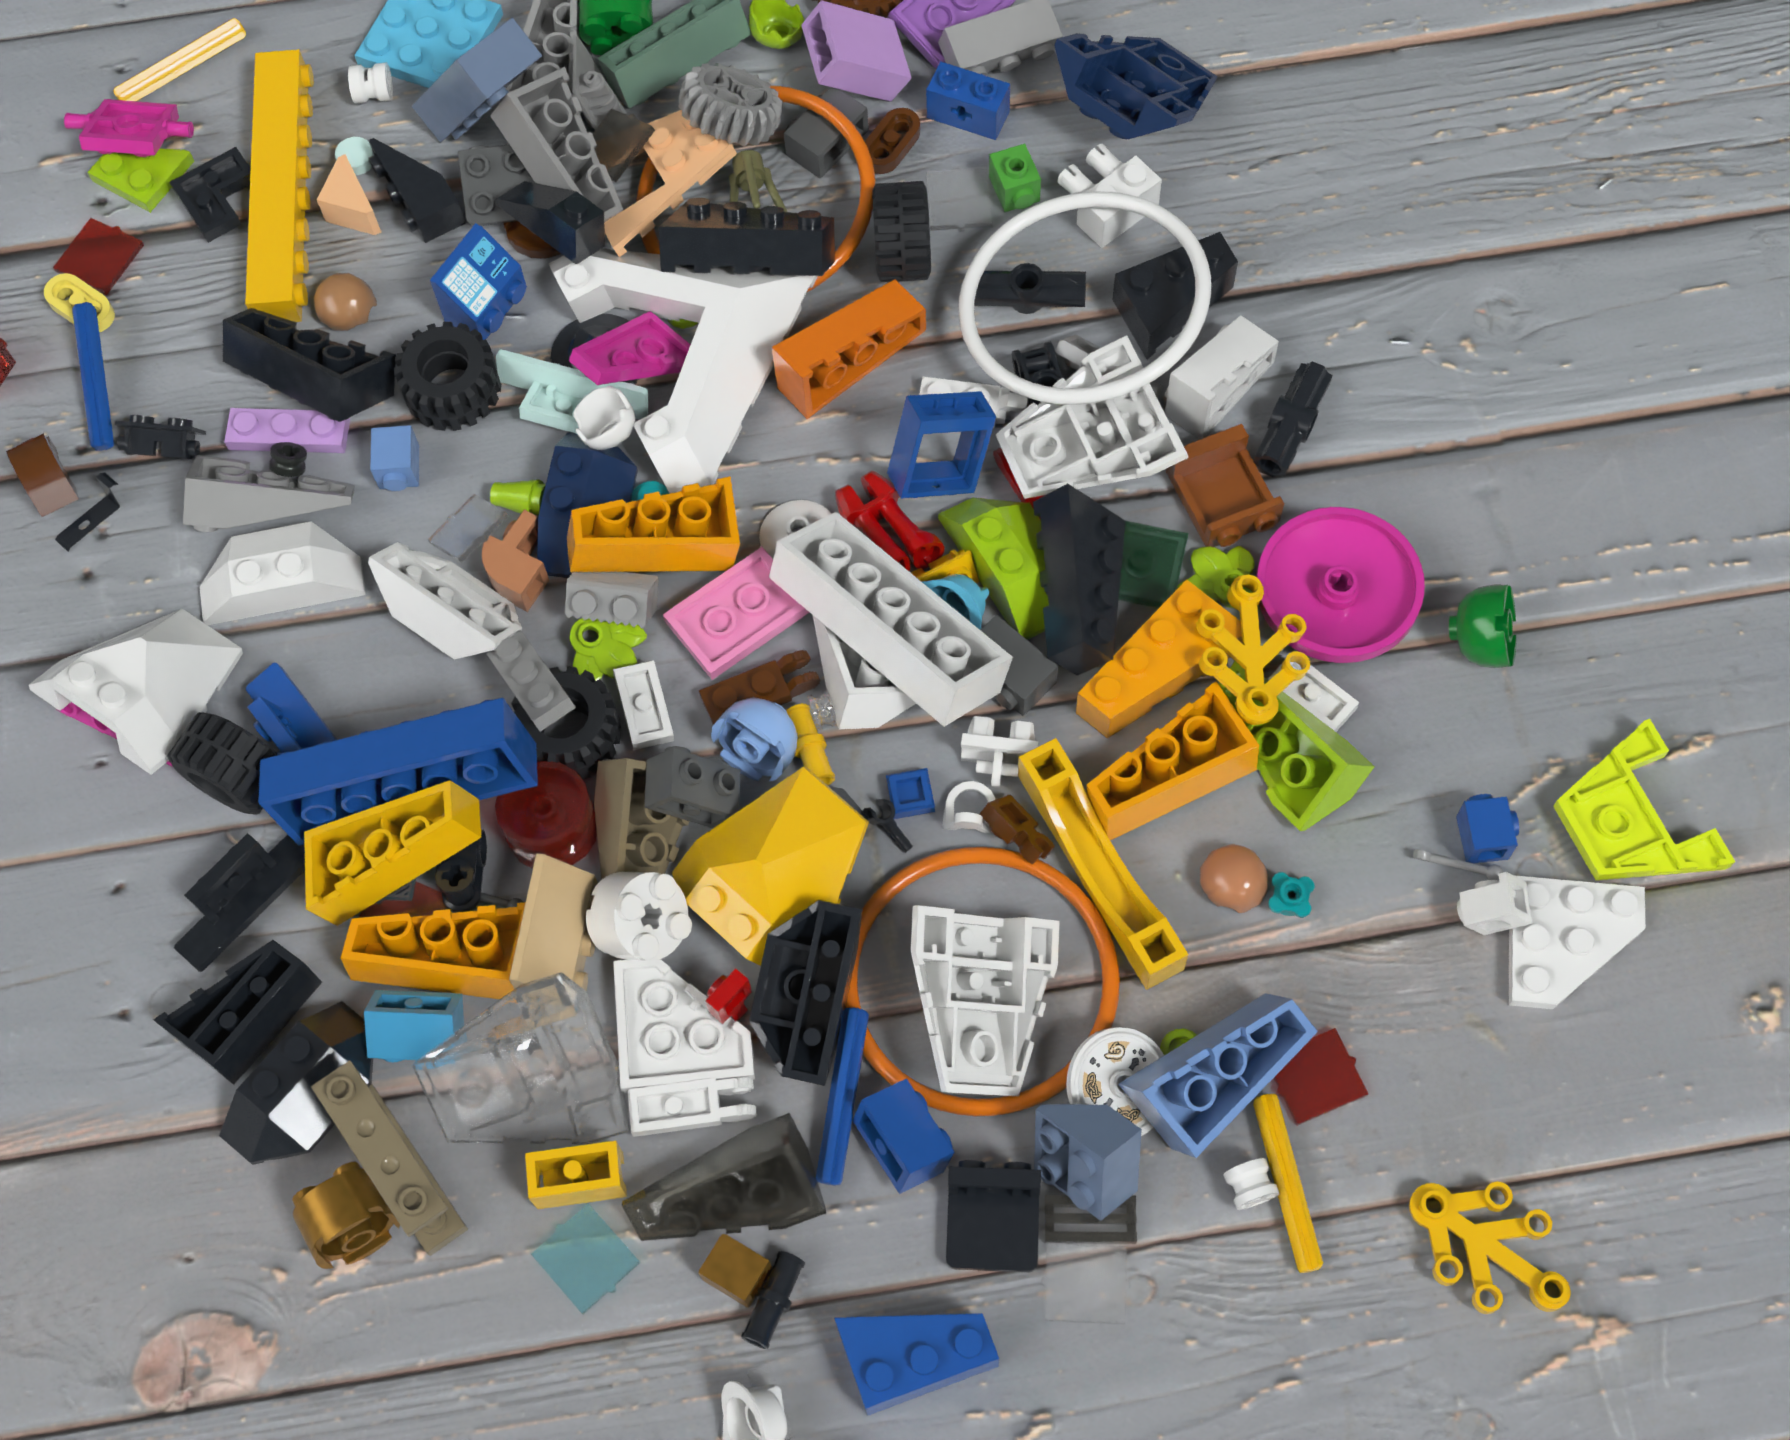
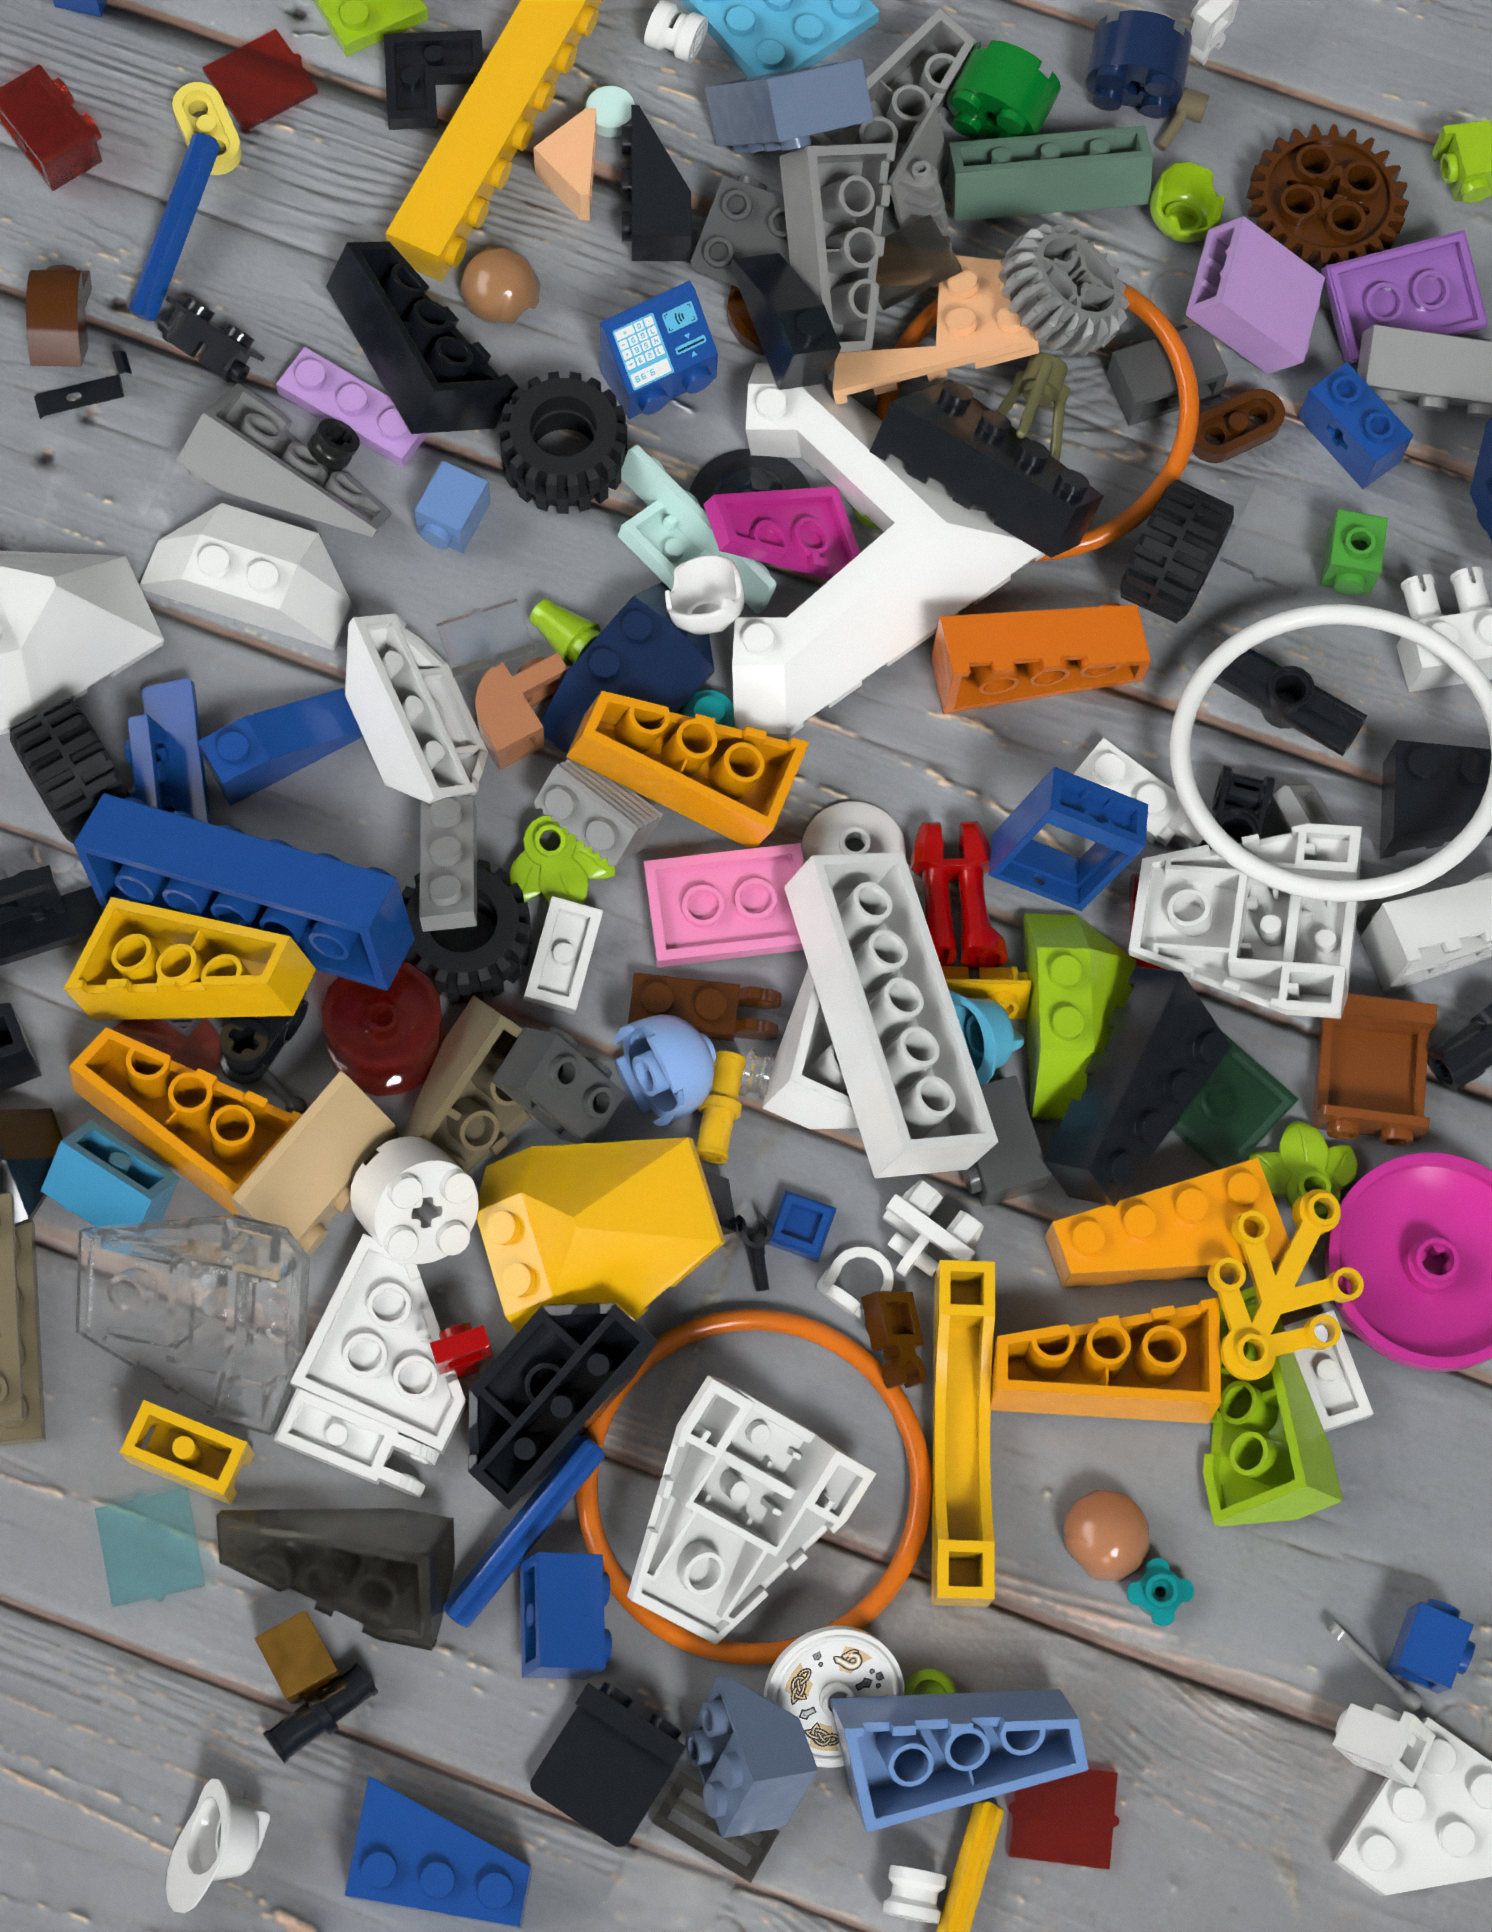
camera: 20 degrees right, 5 degrees up
(361, 673) = (277, 743): none -> blue slope

